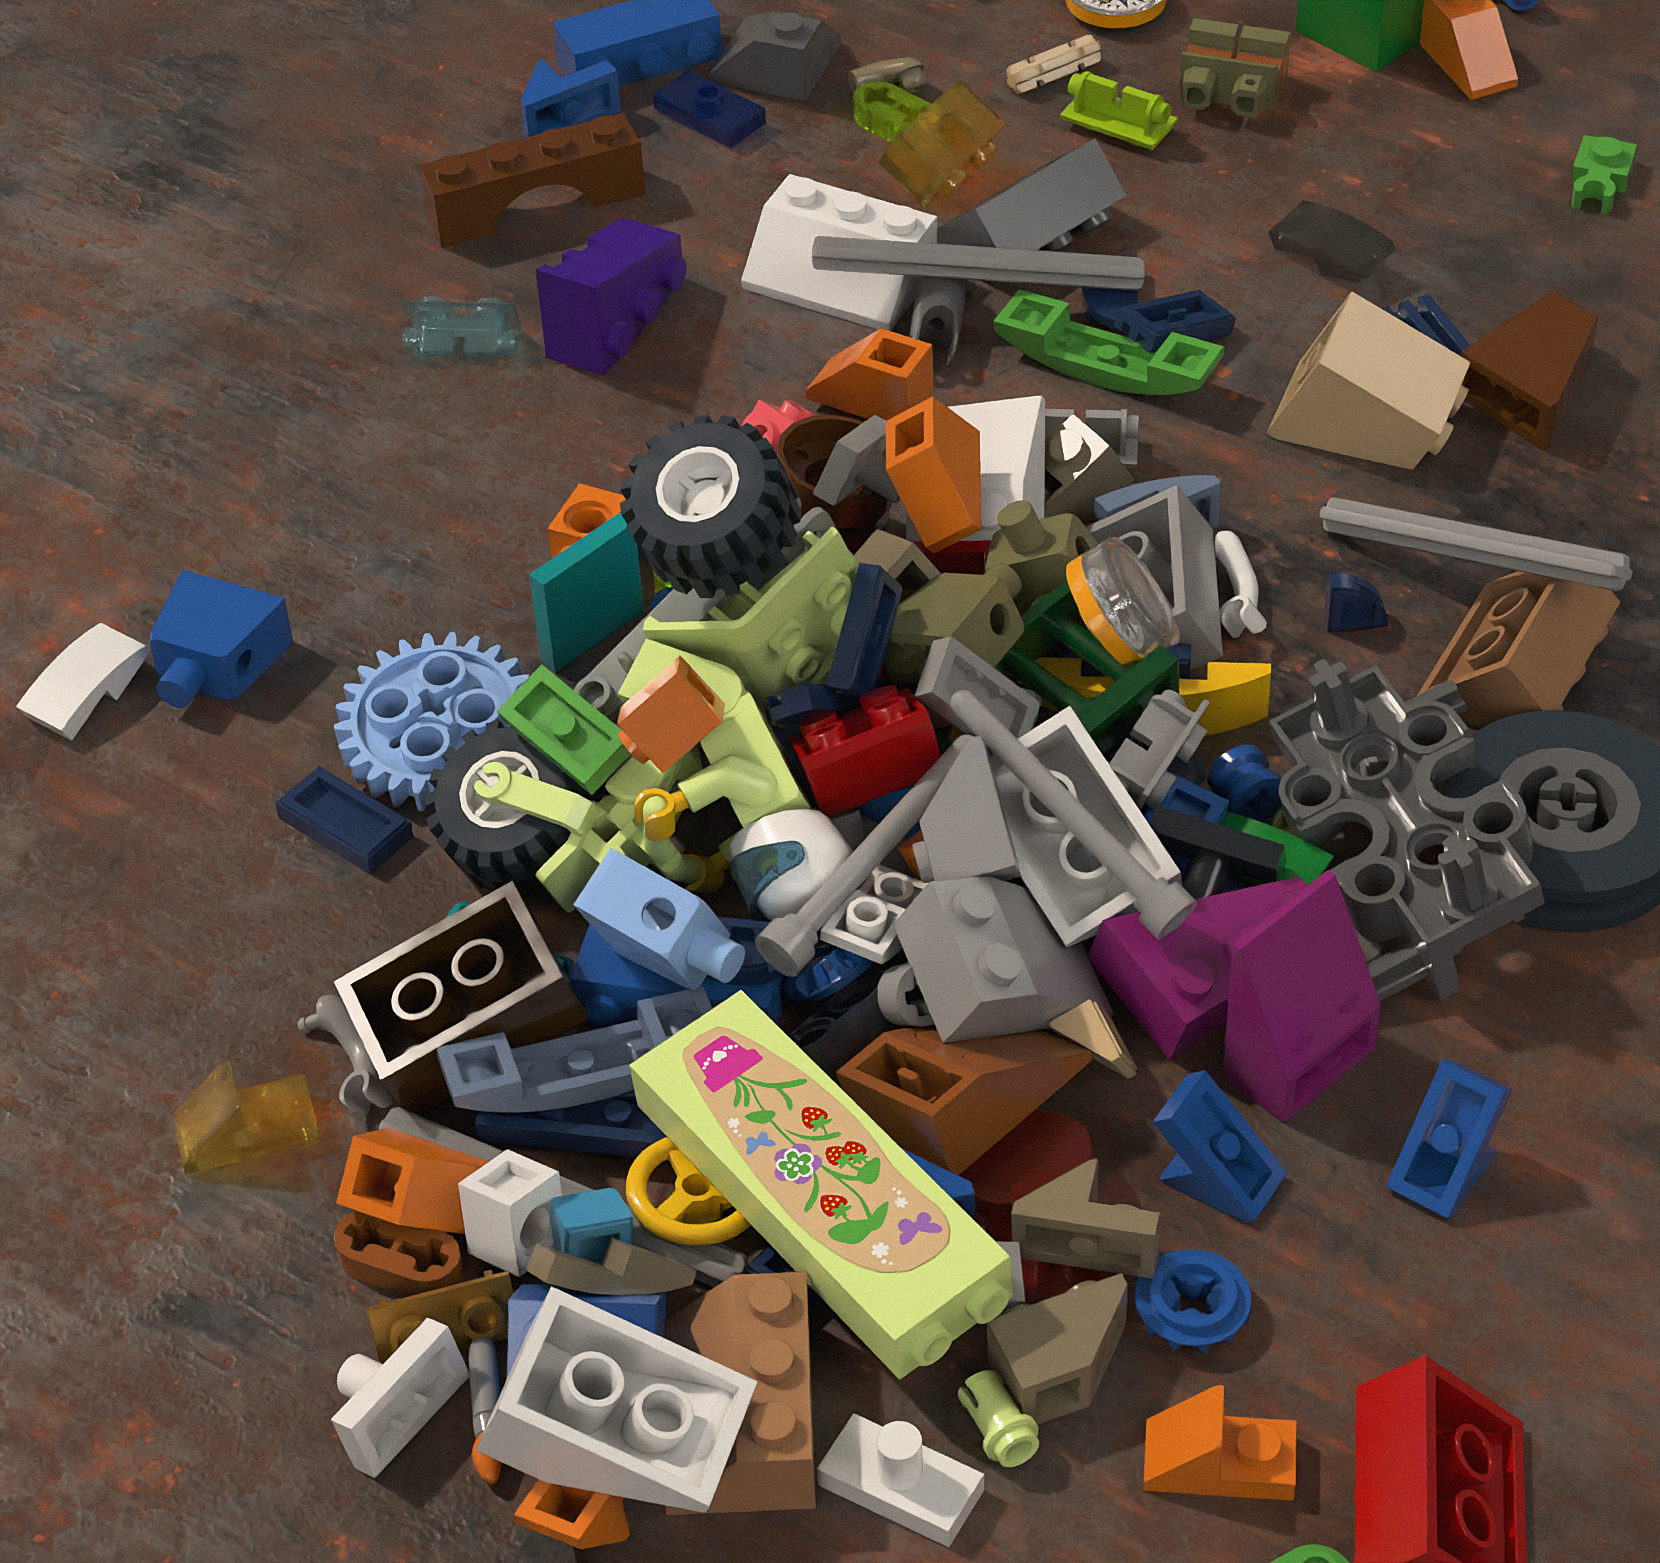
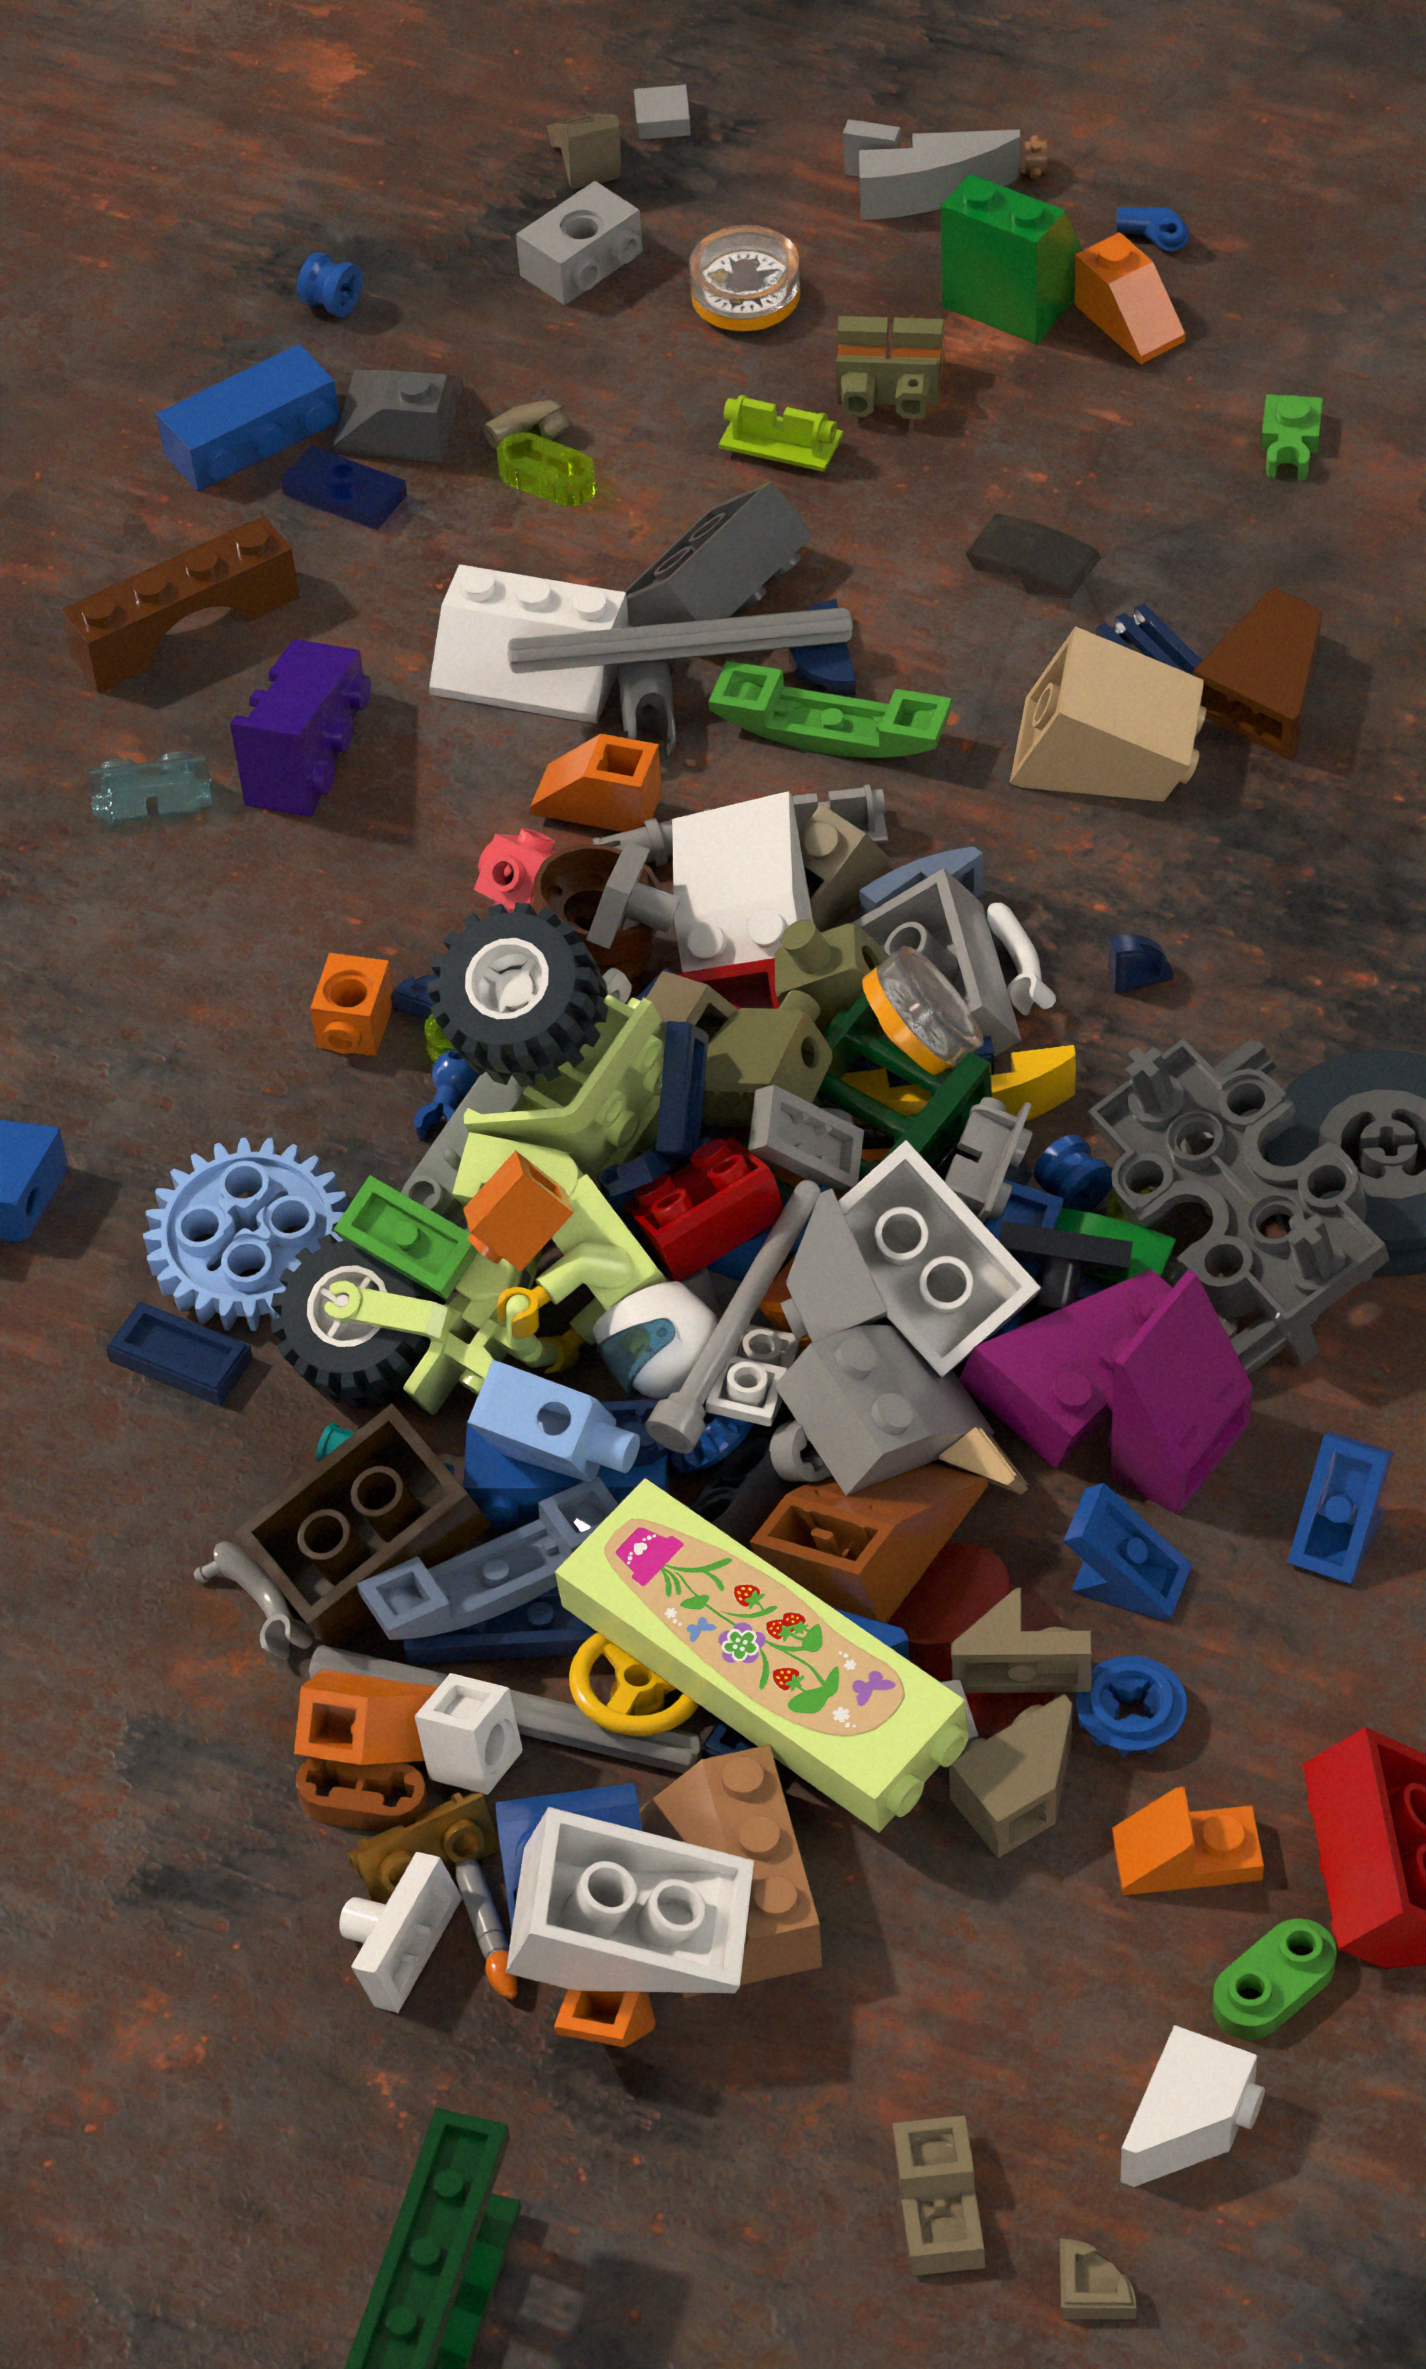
camera: 10 degrees left, 5 degrees up
(234, 1125) = (163, 1688): clear yellow slope -> none
(568, 100) = (189, 507): blue slope -> none
(586, 593) = (370, 1073): teal tile -> none
(588, 1221) = (549, 1742): dark azure slope -> none
(623, 1271) = (589, 1775): dark tan slope -> none
(901, 1478) = (897, 1924): white tile -> none
(936, 472) = (707, 898): orange slope -> none
(943, 143) = (607, 501): clear yellow brick -> none
(1007, 1432) = (988, 1865): yellowish green pin -> none
(1053, 64) = (698, 384): tan axle -> none
(1160, 903) = (1026, 1321): light grey piece -> none
(1177, 314) = (912, 674): dark blue tile -> none
(1478, 543) = (1249, 885): light grey axle -> none
(1523, 645) = (1313, 978): medium nougat slope -> none

